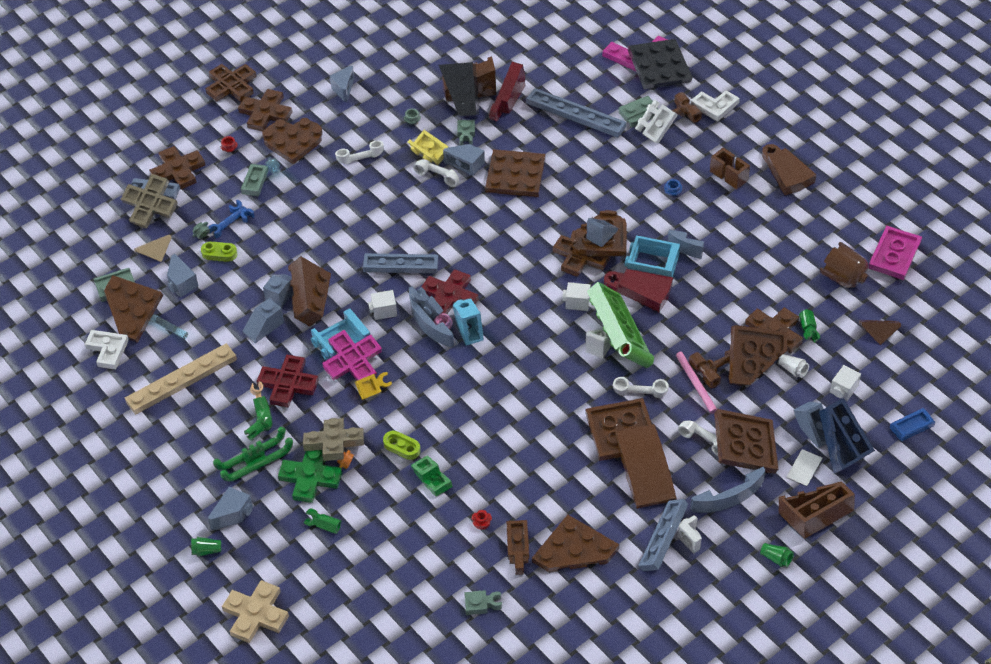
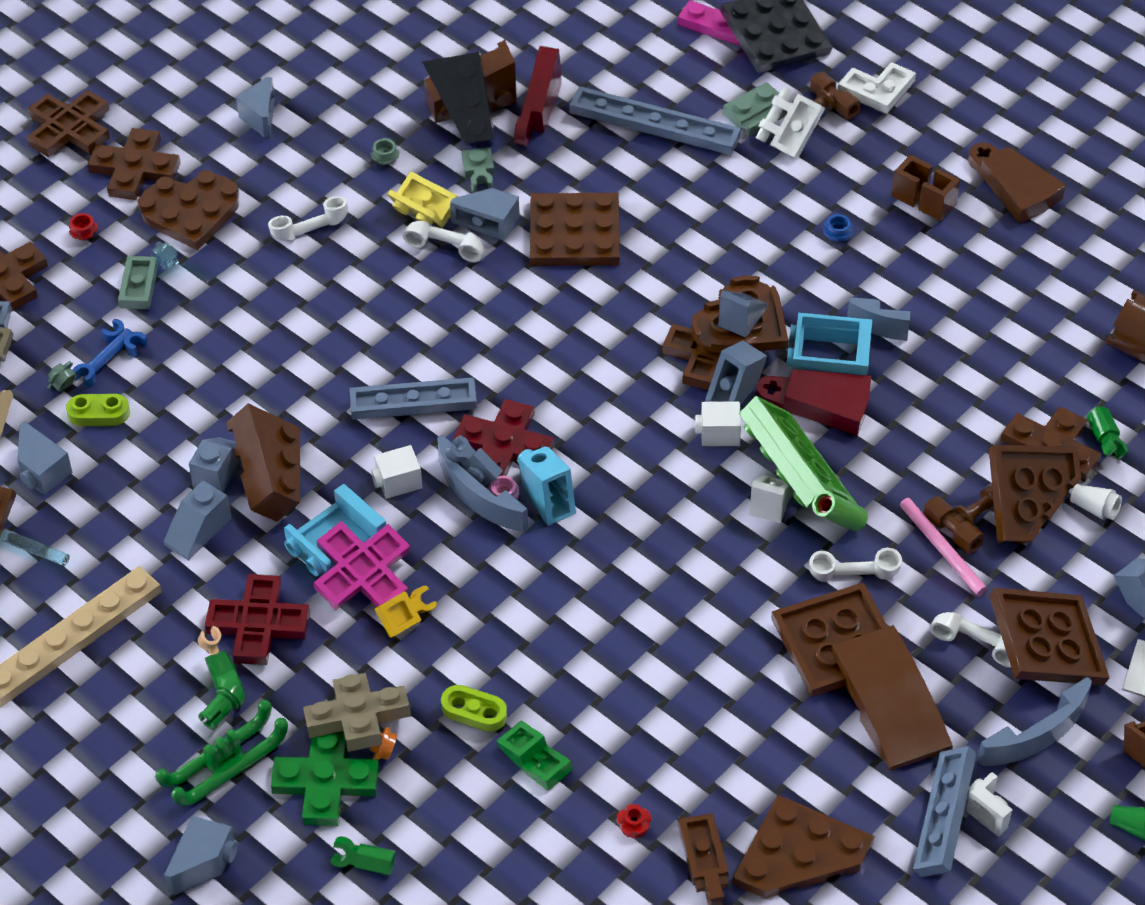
camera: 10 degrees left, 0 degrees up
(592, 267) = (736, 373): none -> sand blue slope

